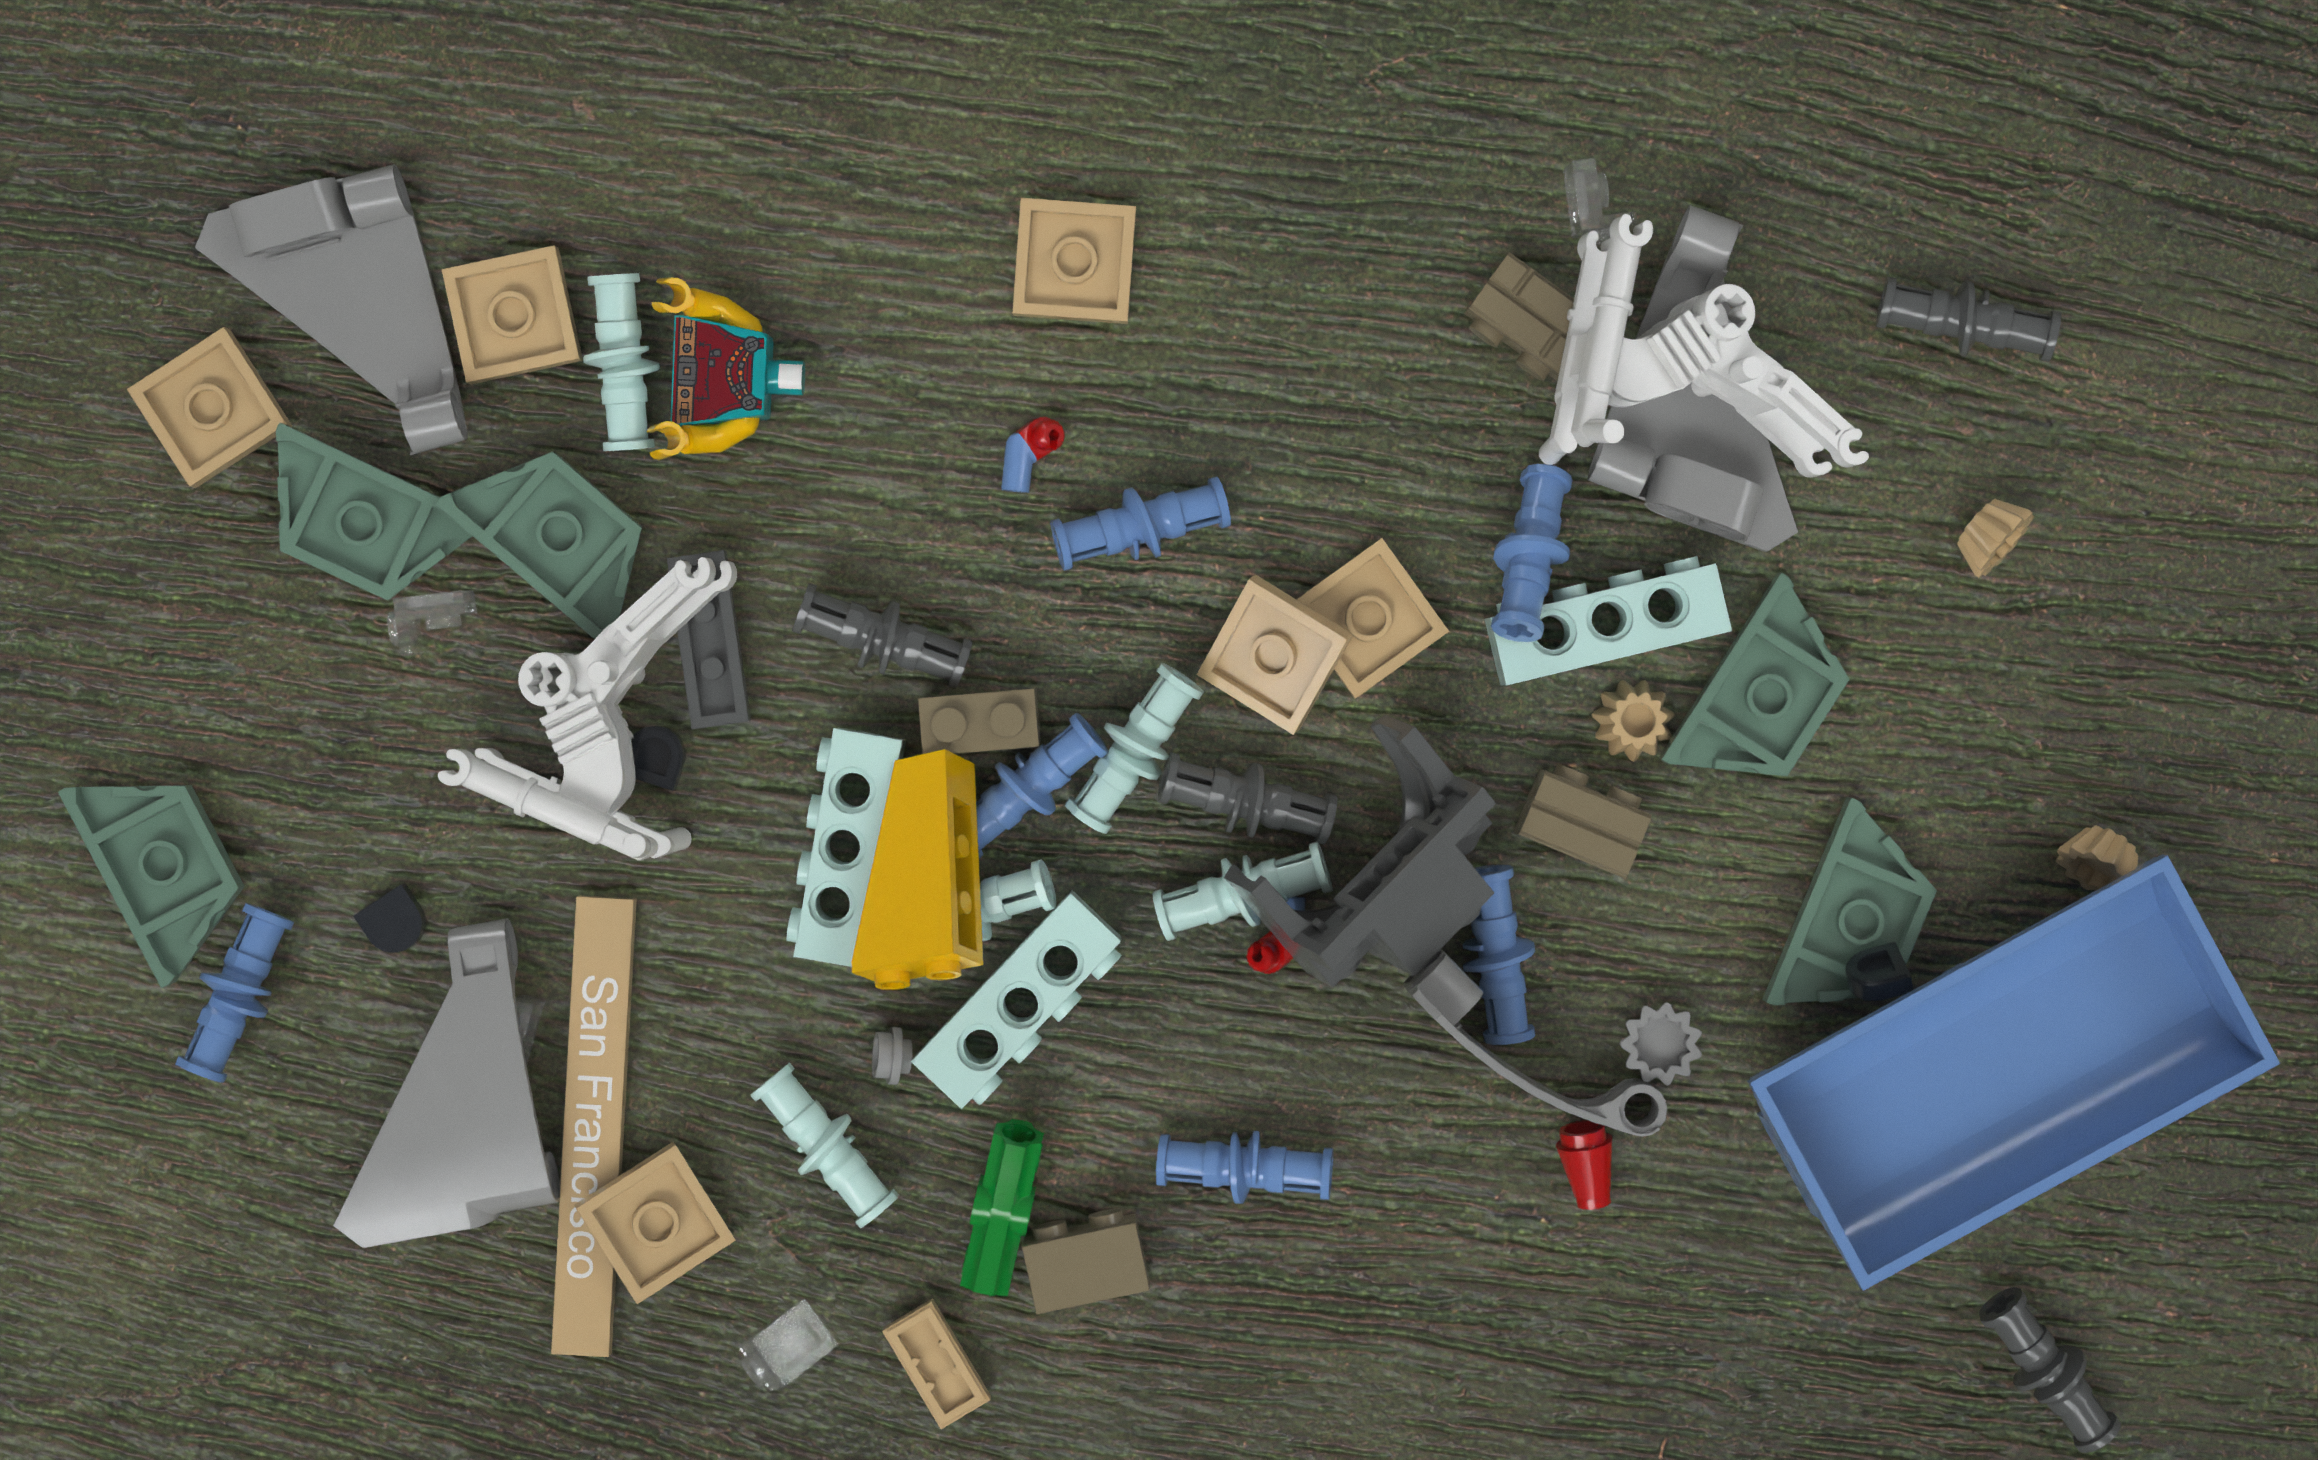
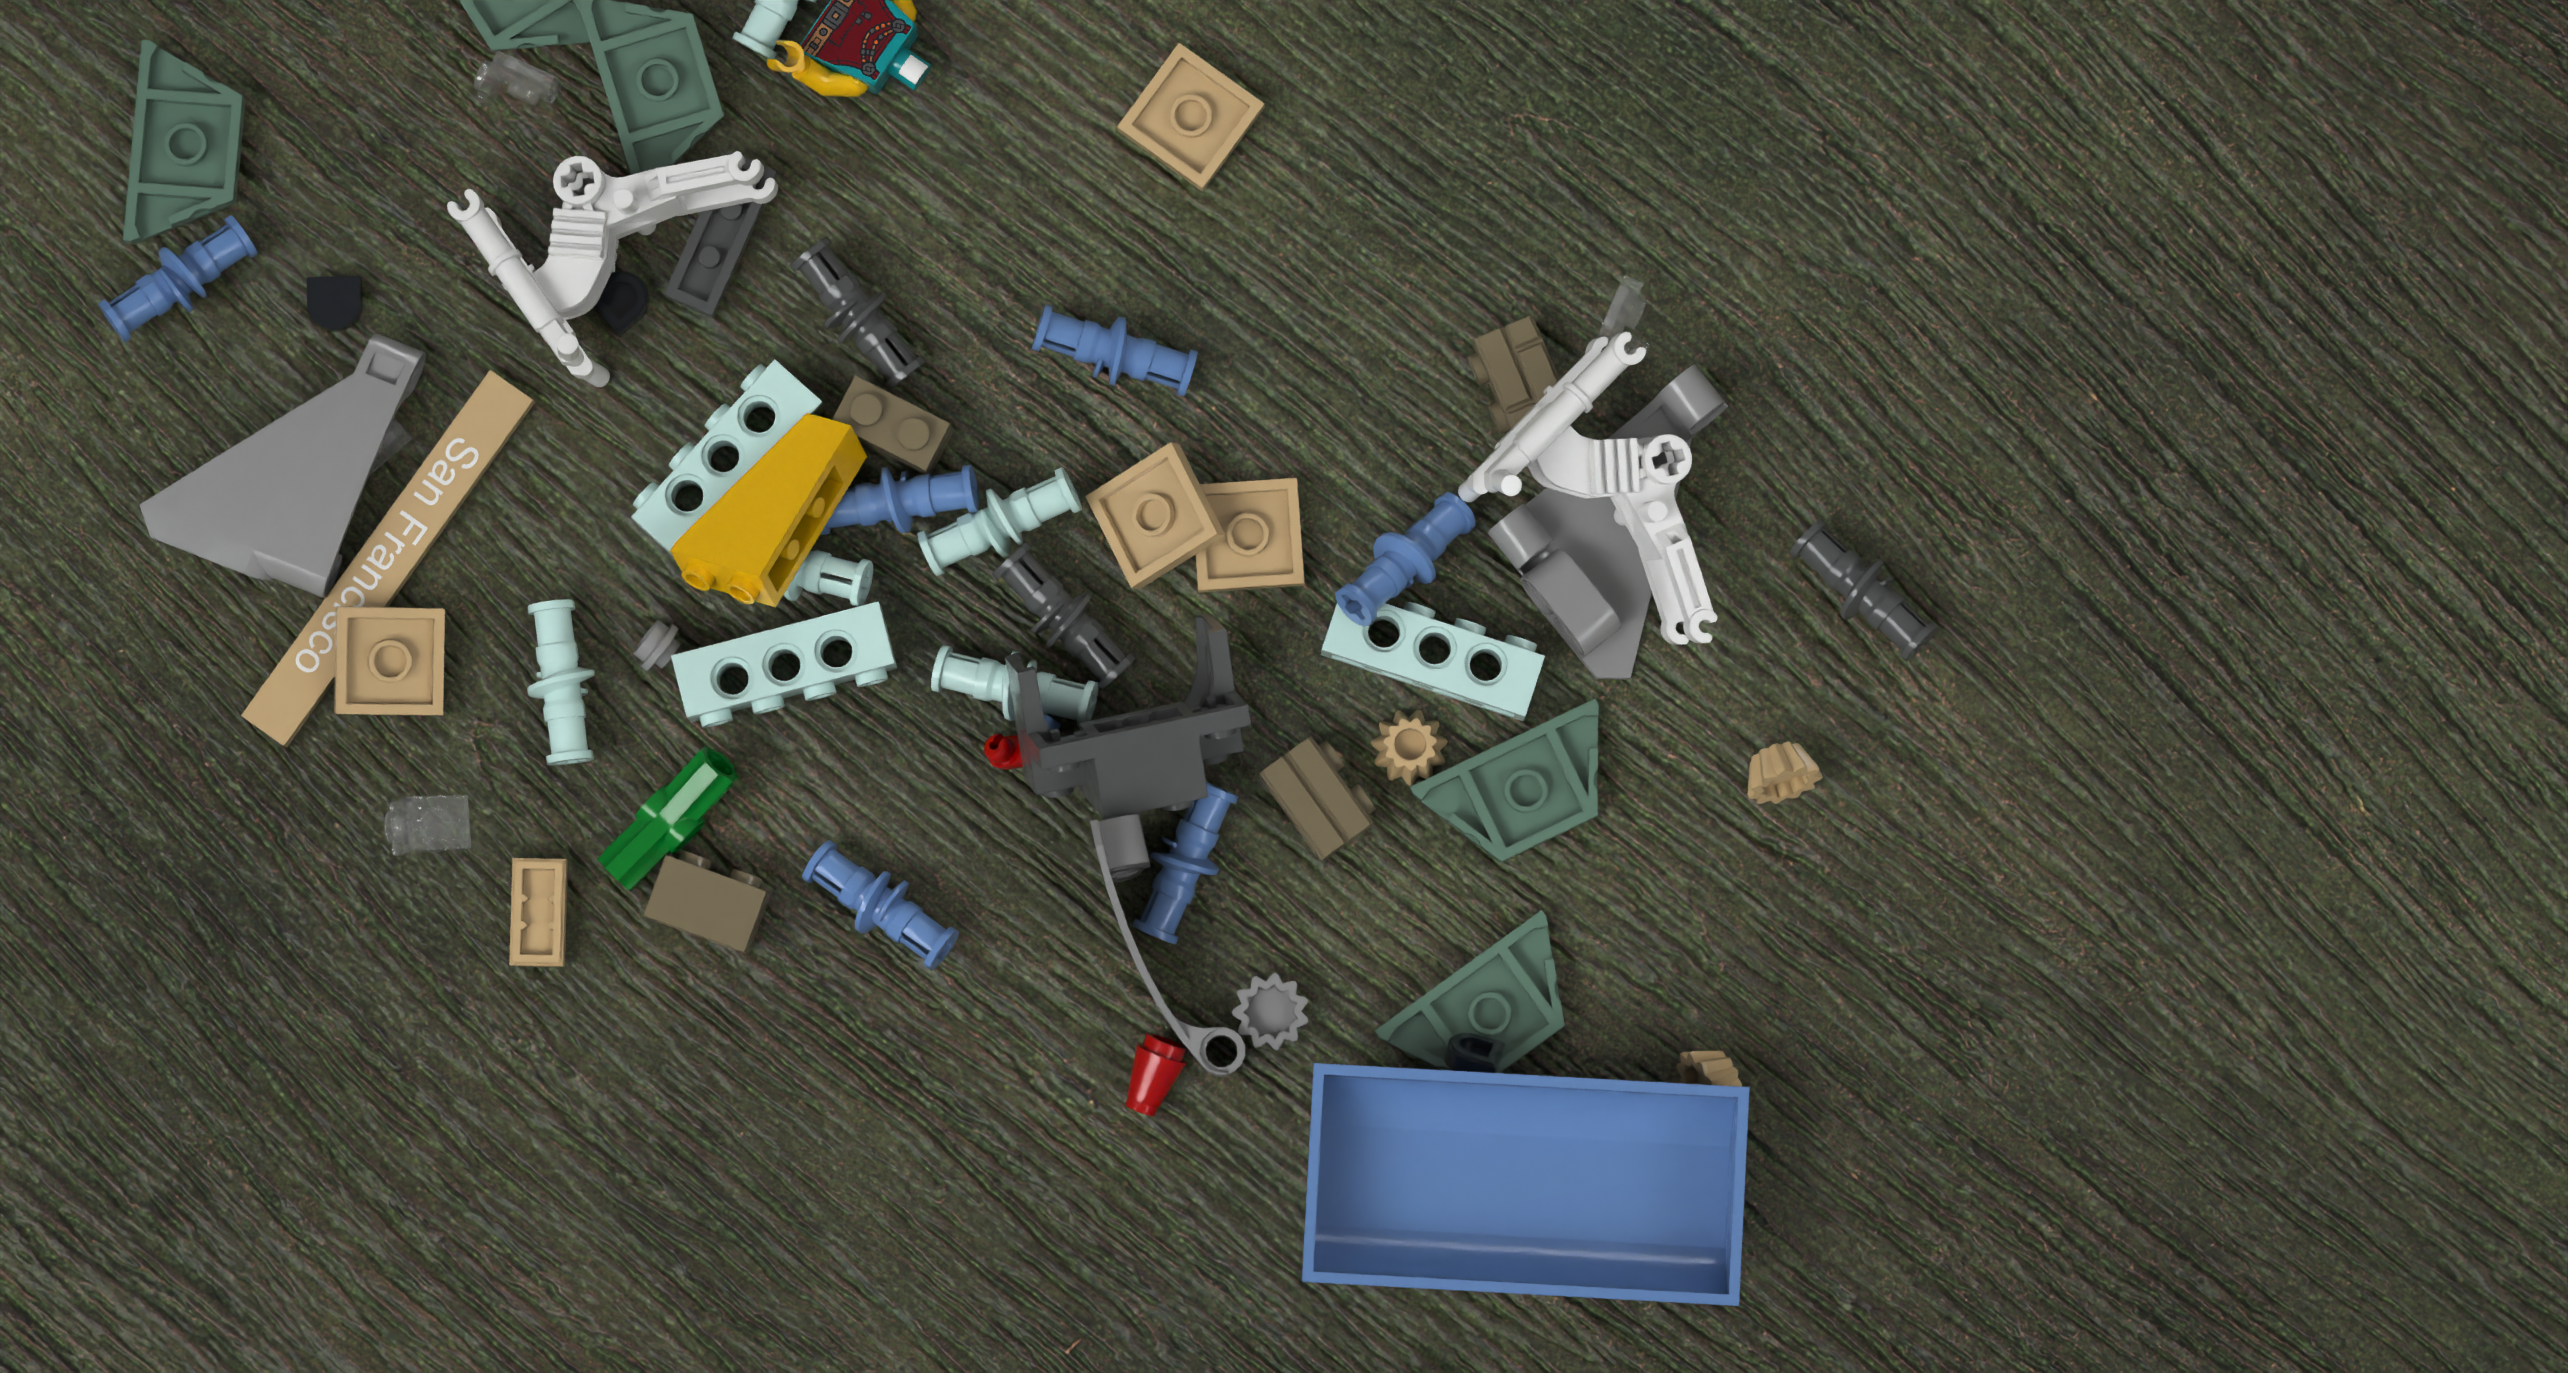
camera: 30 degrees right, 5 degrees down
(1025, 448) = (1062, 239): arm -> none

